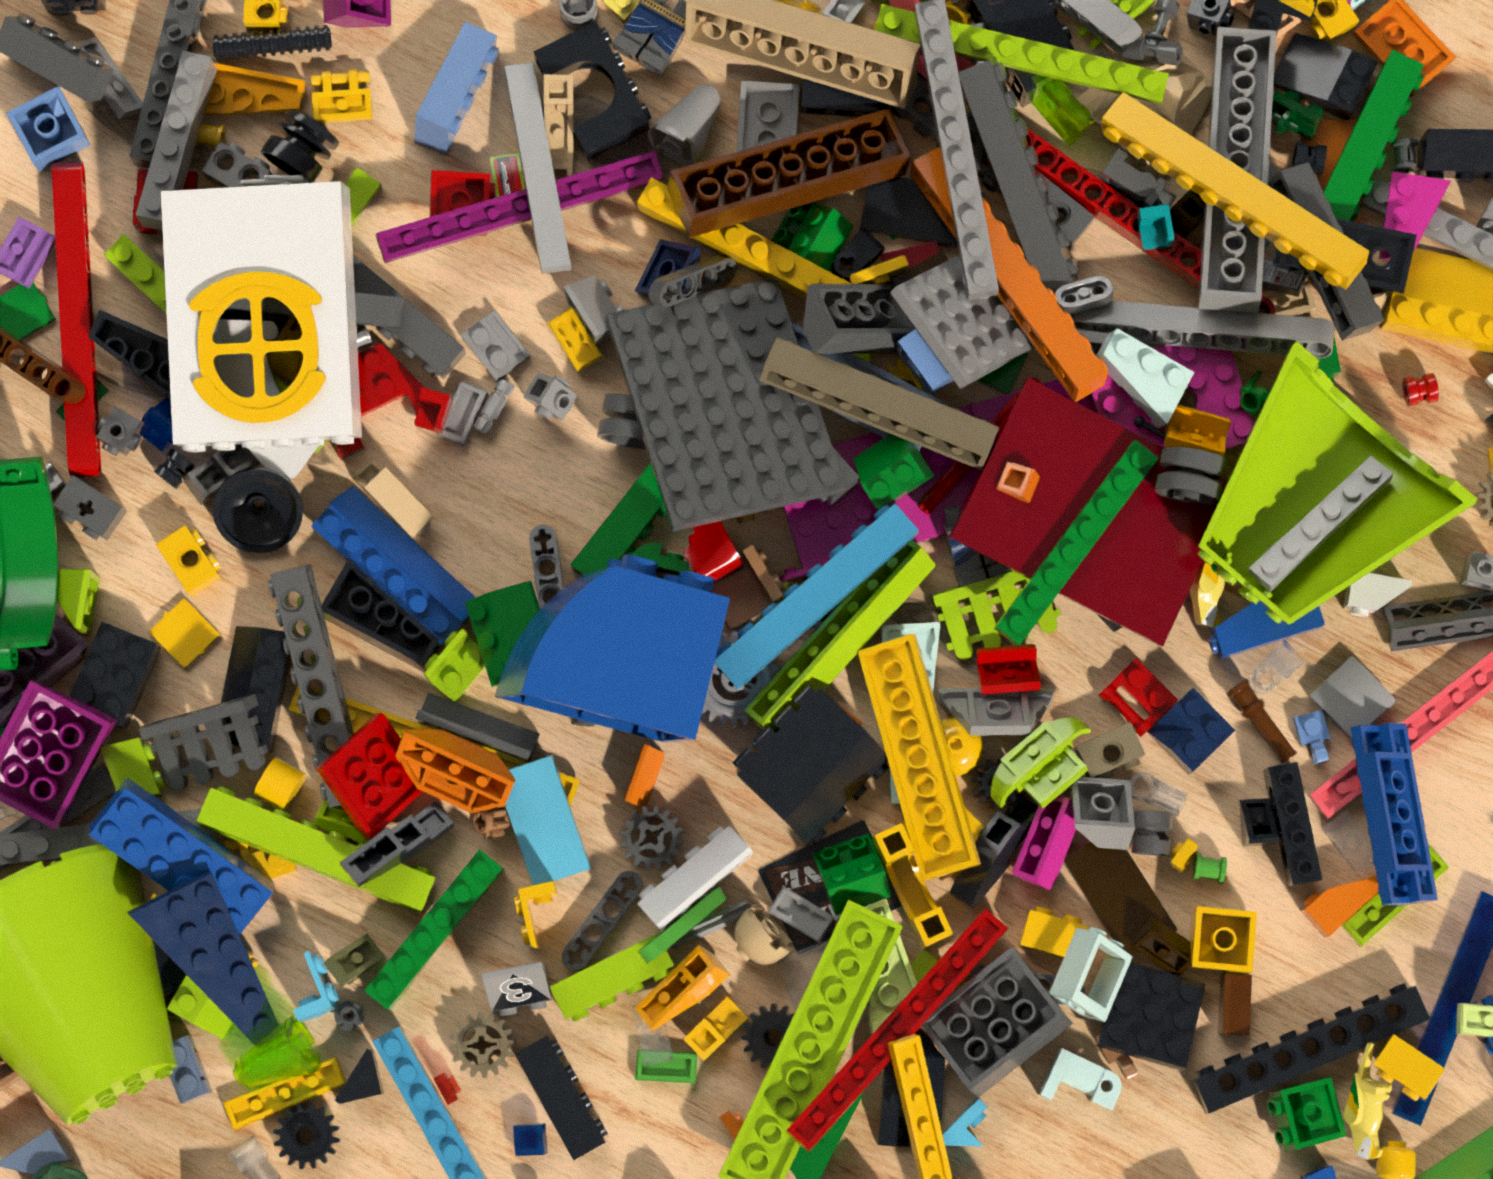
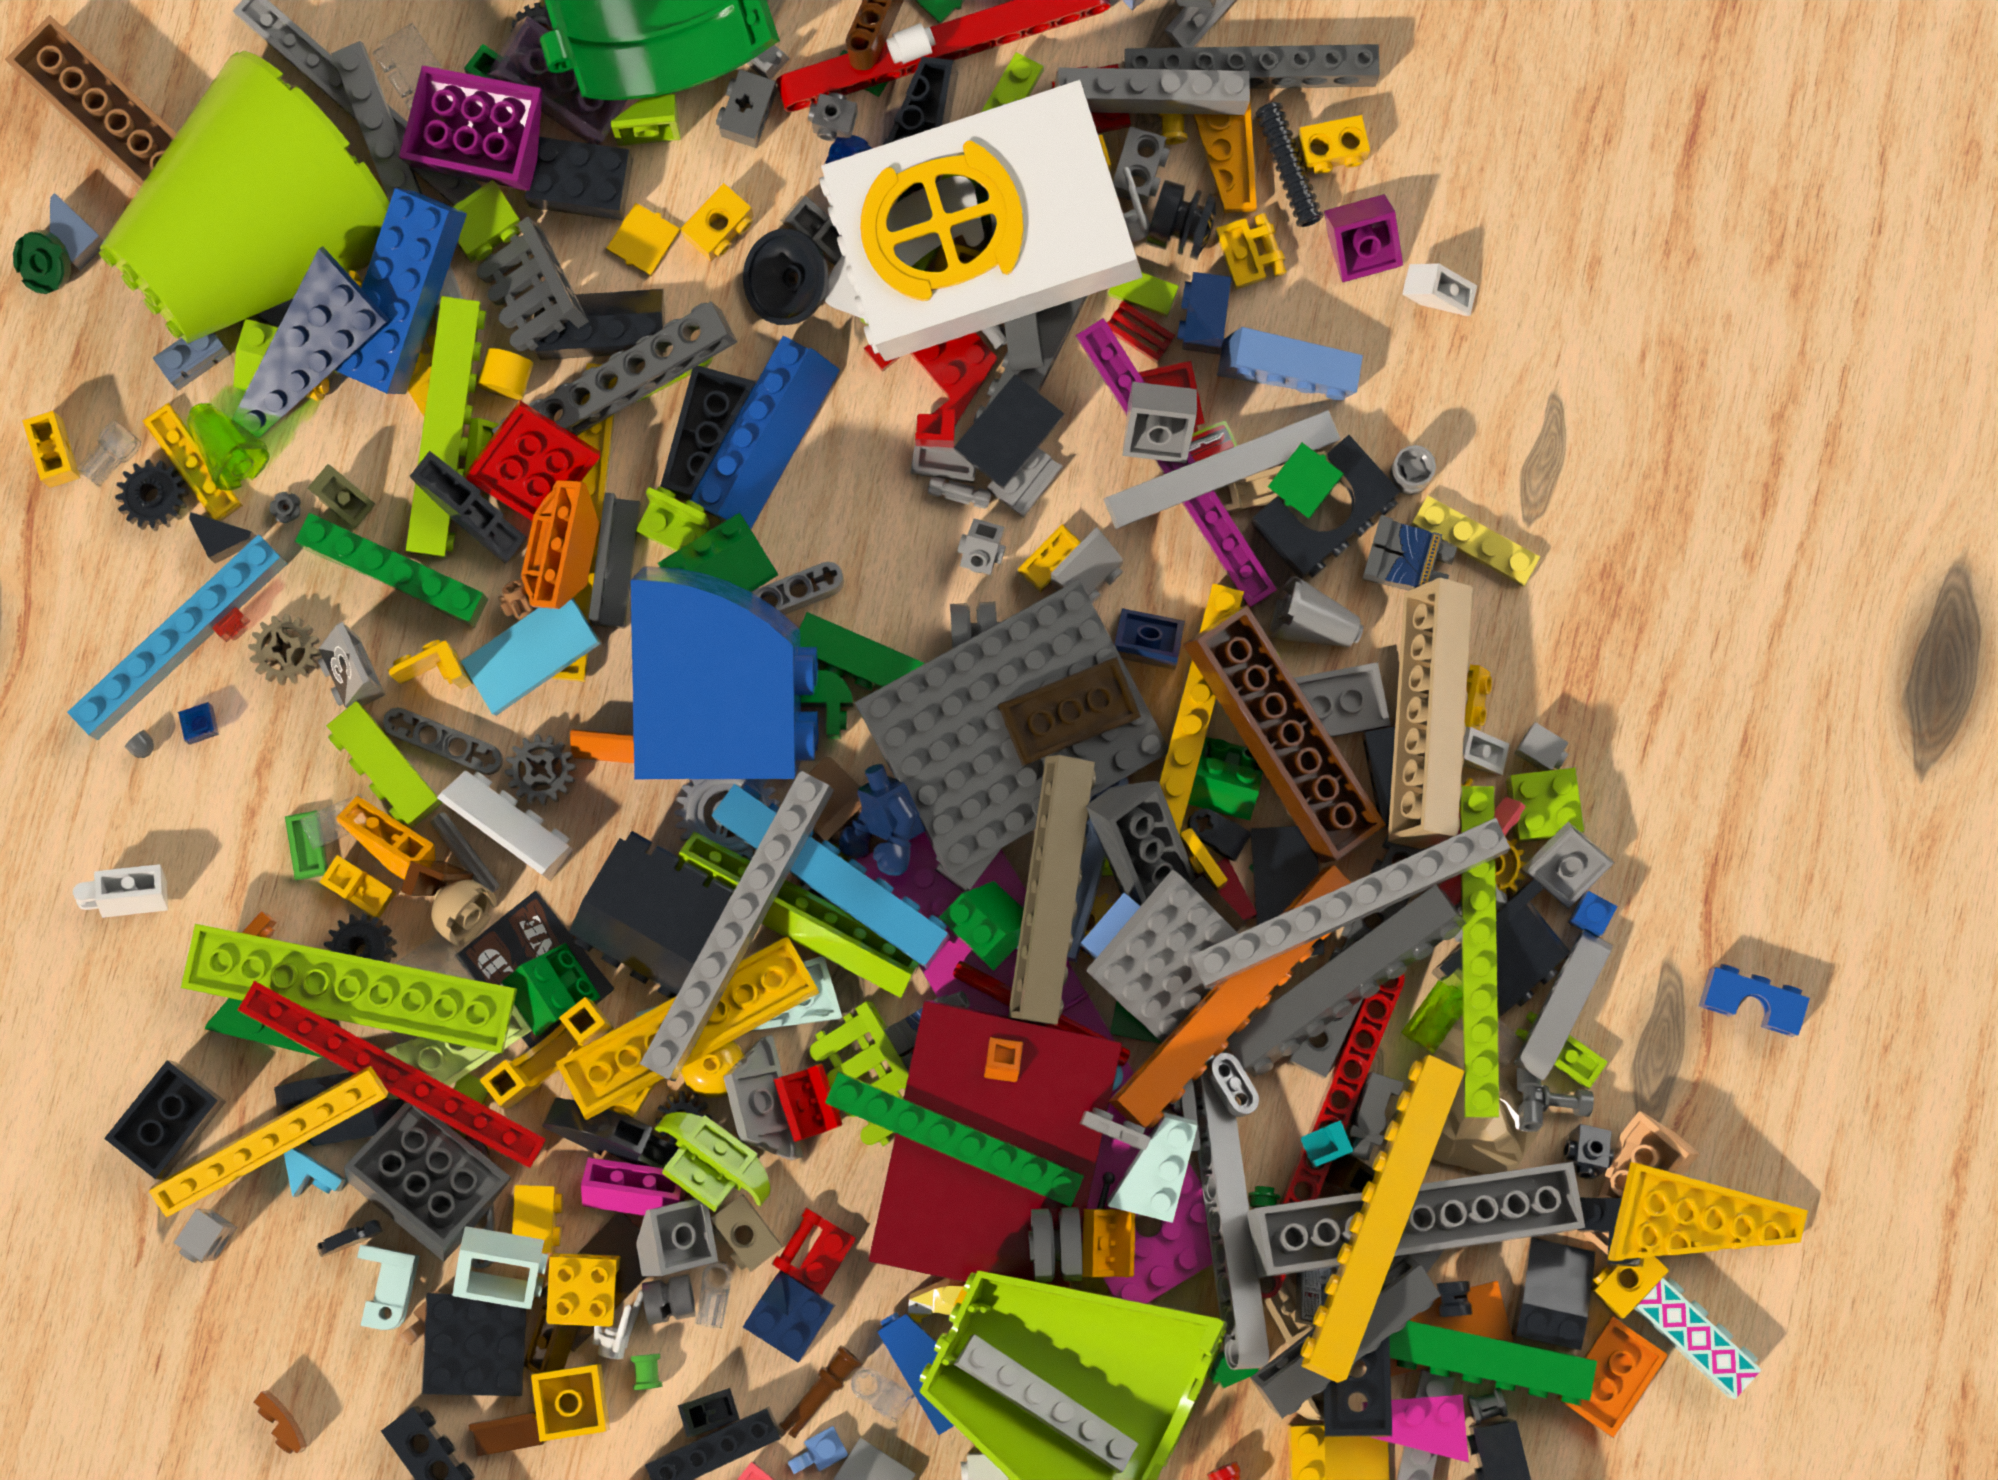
camera: 80 degrees right, 0 degrees up
(73, 343) = (910, 43): none -> white brick
(172, 475) = (807, 182): black wheel -> none
(314, 1006) = (301, 473): medium azure bracket -> none
(390, 147) = (1206, 314): none -> dark blue slope
(393, 498) = (833, 412): tan slope -> none
(407, 195) = (1146, 321): none -> red tile
(454, 345) = (1009, 431): none -> black tile
(483, 207) = (1160, 422): none -> light grey slope
(561, 1097) = (248, 744): black brick -> none
(565, 98) = (1305, 480): none -> green piece
(658, 291) = (1147, 660): dark grey beam -> none
(682, 924) = (452, 822): bright green beam -> none
(712, 552) = (849, 757): red piece -> none
(723, 350) = (1069, 711): none -> dark brown tile
(724, 956) = (427, 877): none -> reddish brown panel
(775, 528) = (887, 813): none -> dark blue torso
(801, 914) = (496, 946): light grey plate -> none
(844, 685) = (737, 926): none -> light grey brick
(1032, 1102) = (349, 1238): none -> black tile
(1109, 390) = (1128, 1133): none -> light grey wing
(1127, 904) = (581, 1289): none -> yellow bracket
(1176, 890) = (615, 1340): none -> white plant
(1183, 855) = (653, 1339): yellow plate -> none
(1184, 296) = (1263, 1197): none -> green plate
(1253, 398) = (1168, 1295): green plant -> none
(1294, 116) = (1495, 1270): dark green hips -> none

